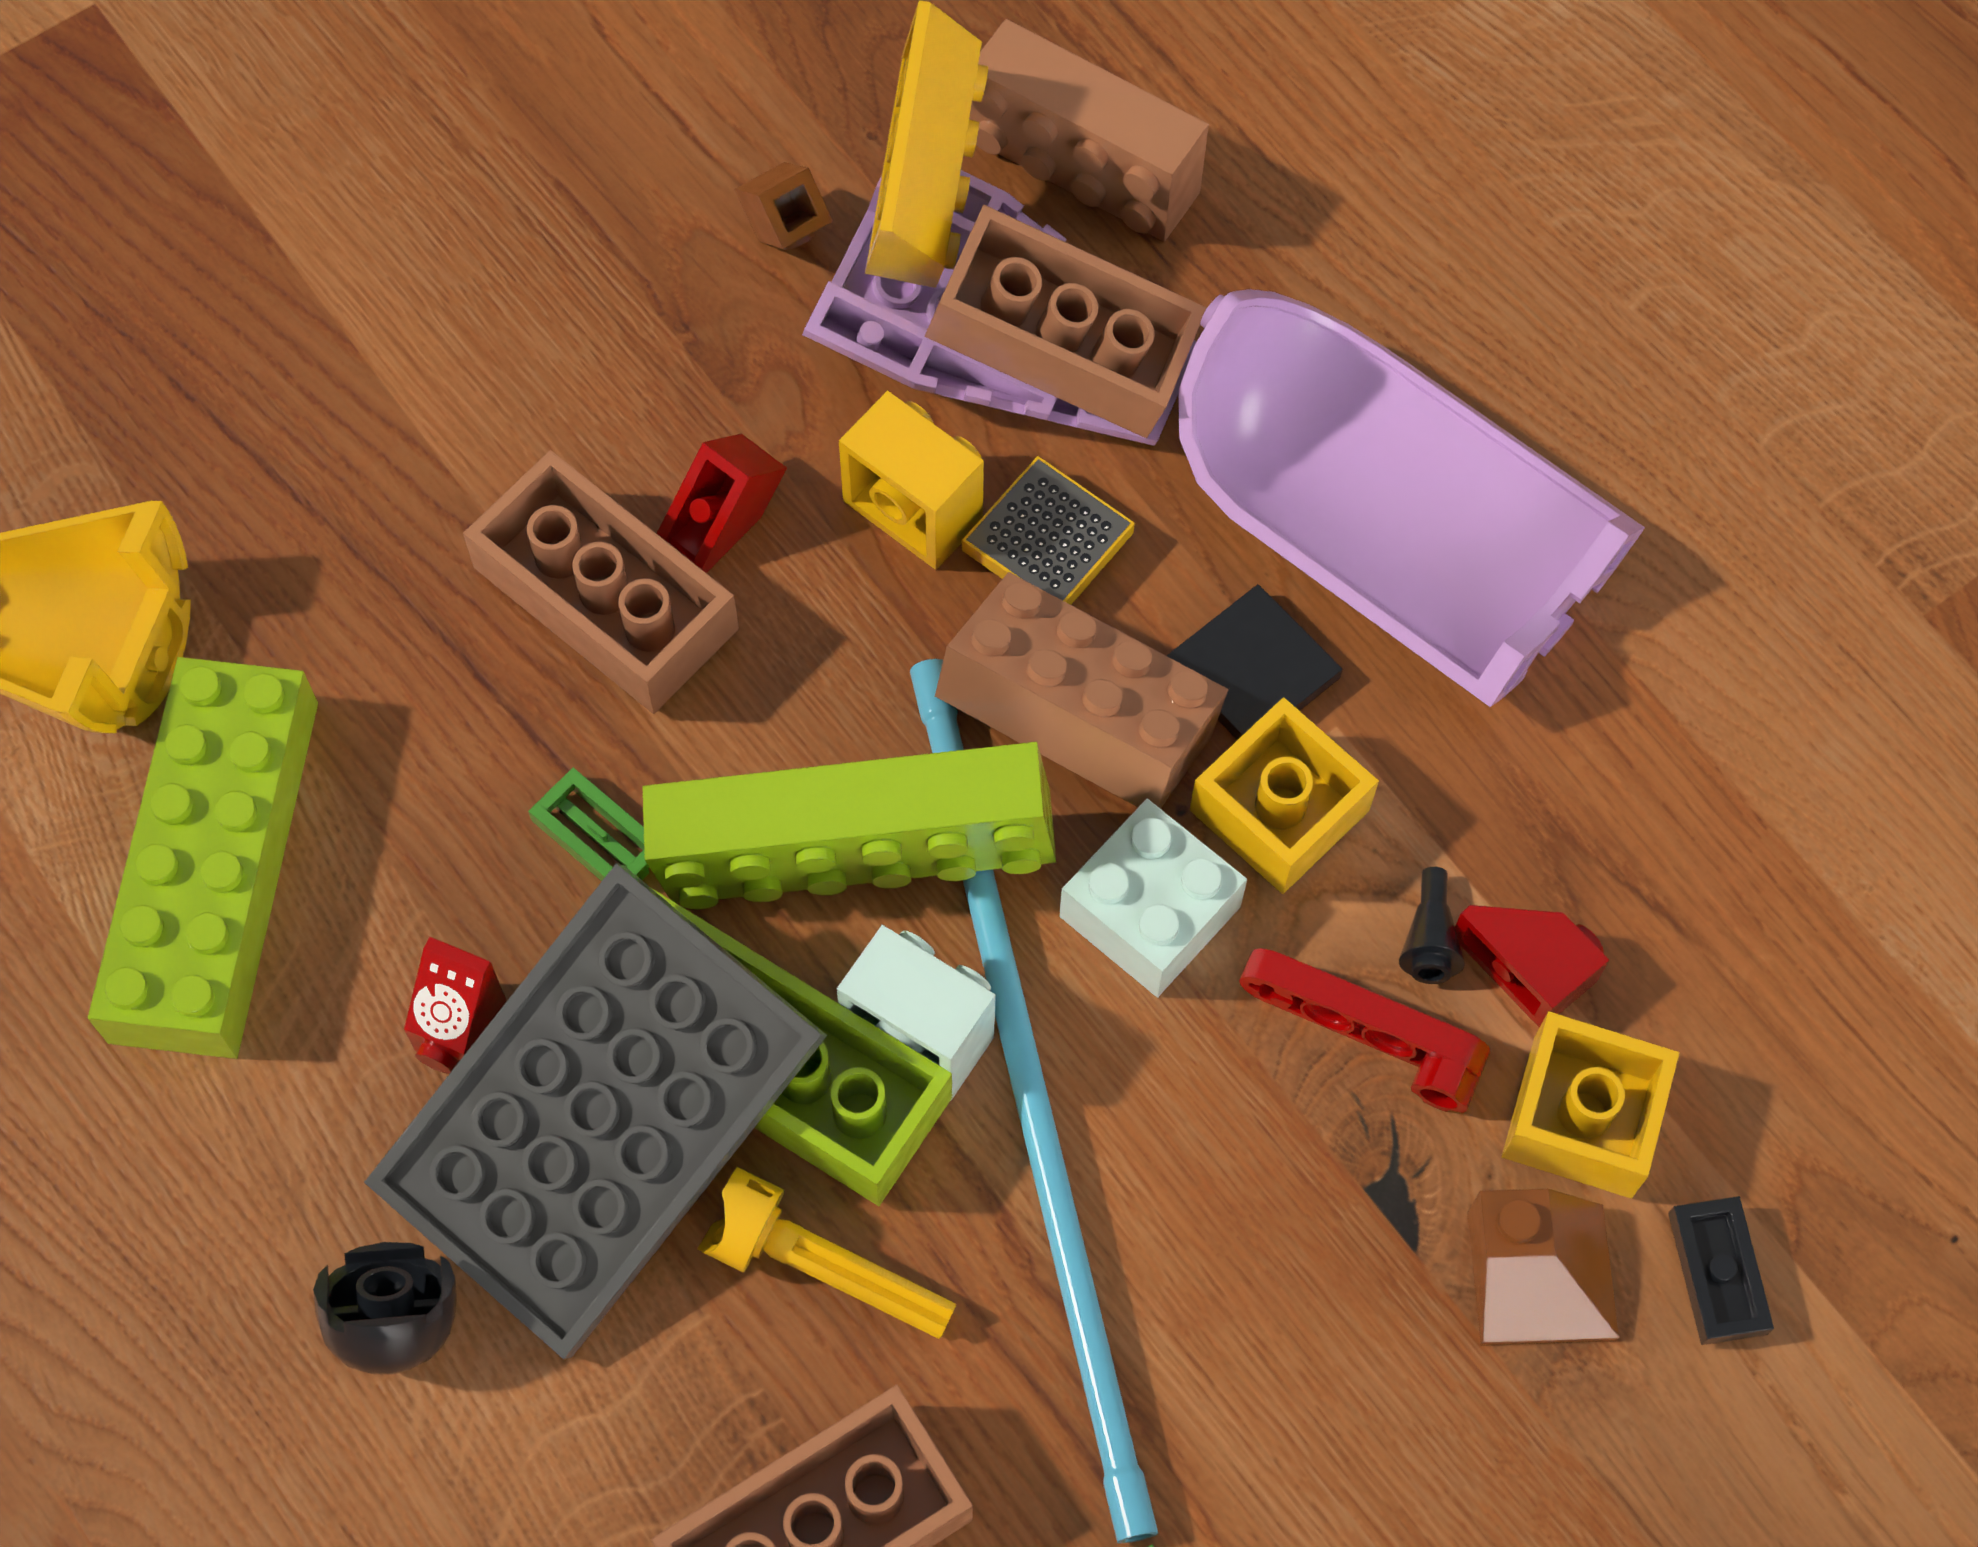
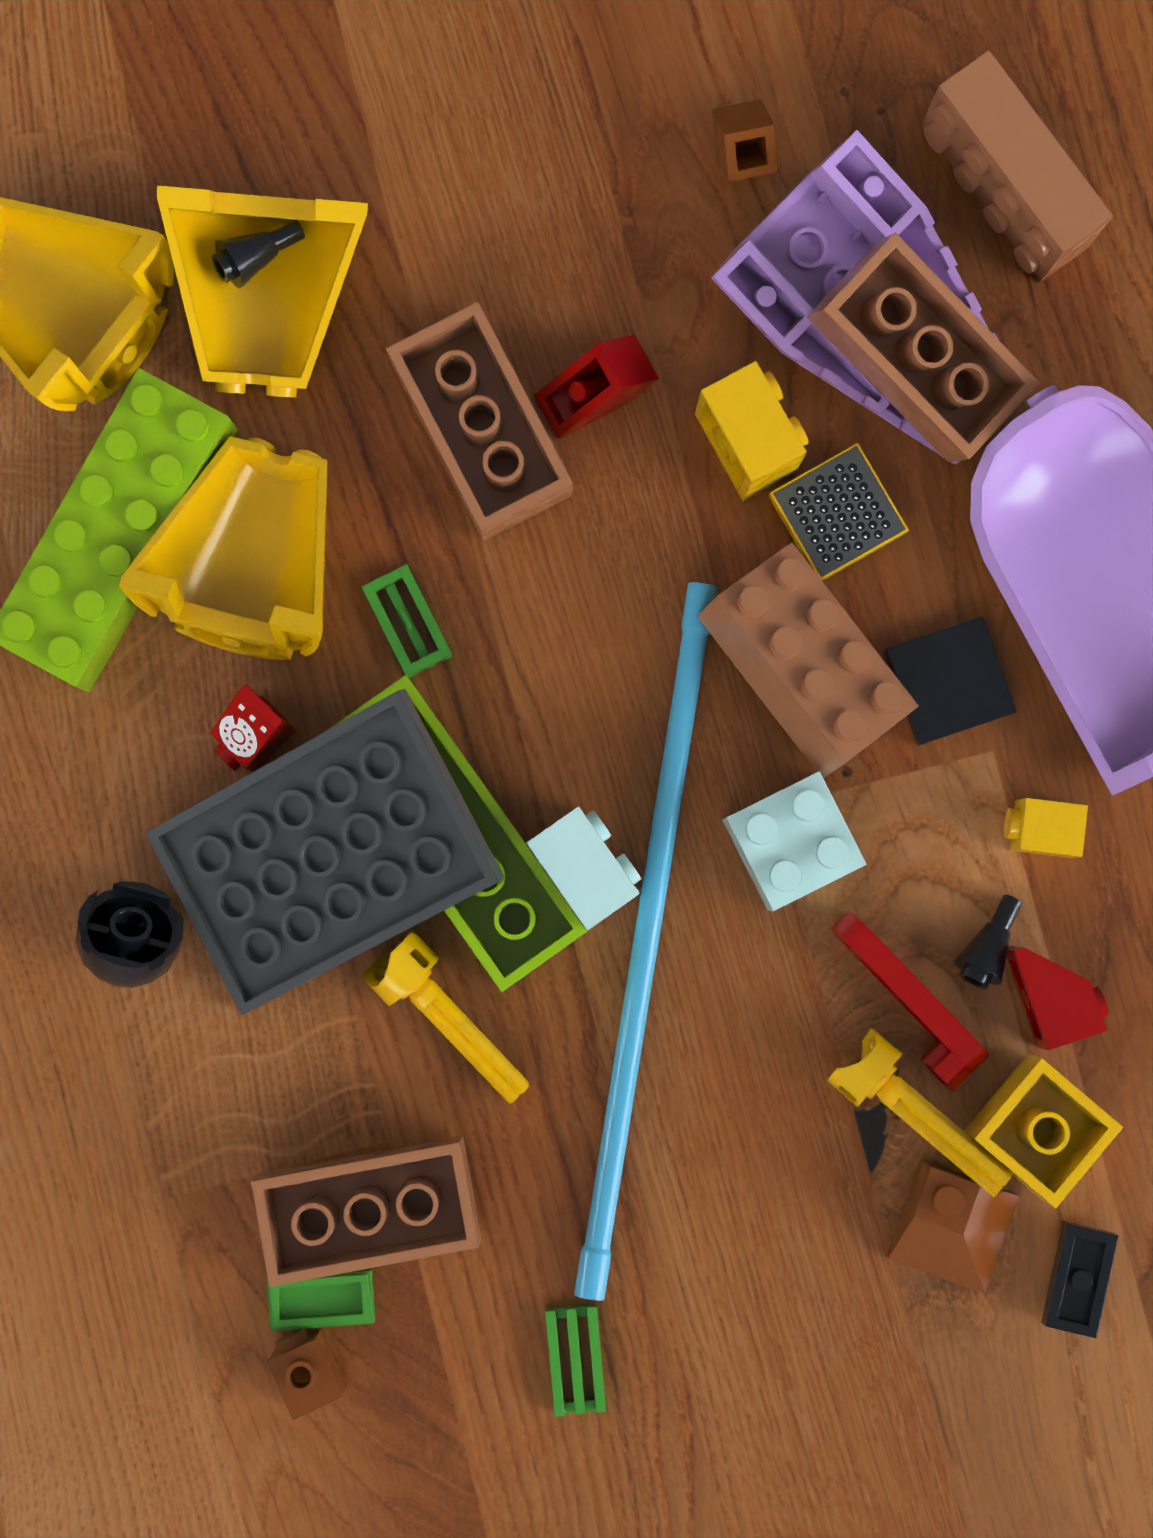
camera: 20 degrees right, 20 degrees up
(261, 507) = (244, 256): none -> black cone
(291, 523) = (279, 318): none -> yellow cone
(374, 825) = (242, 554): none -> yellow cone
(850, 825) = (589, 707): lime brick -> none
(926, 151) = (871, 156): yellow slope -> none
(1283, 795) = (925, 803): yellow brick -> none
(1364, 1122) = (876, 1077): none -> yellow piece
(1435, 775) = (1046, 827): none -> yellow brick

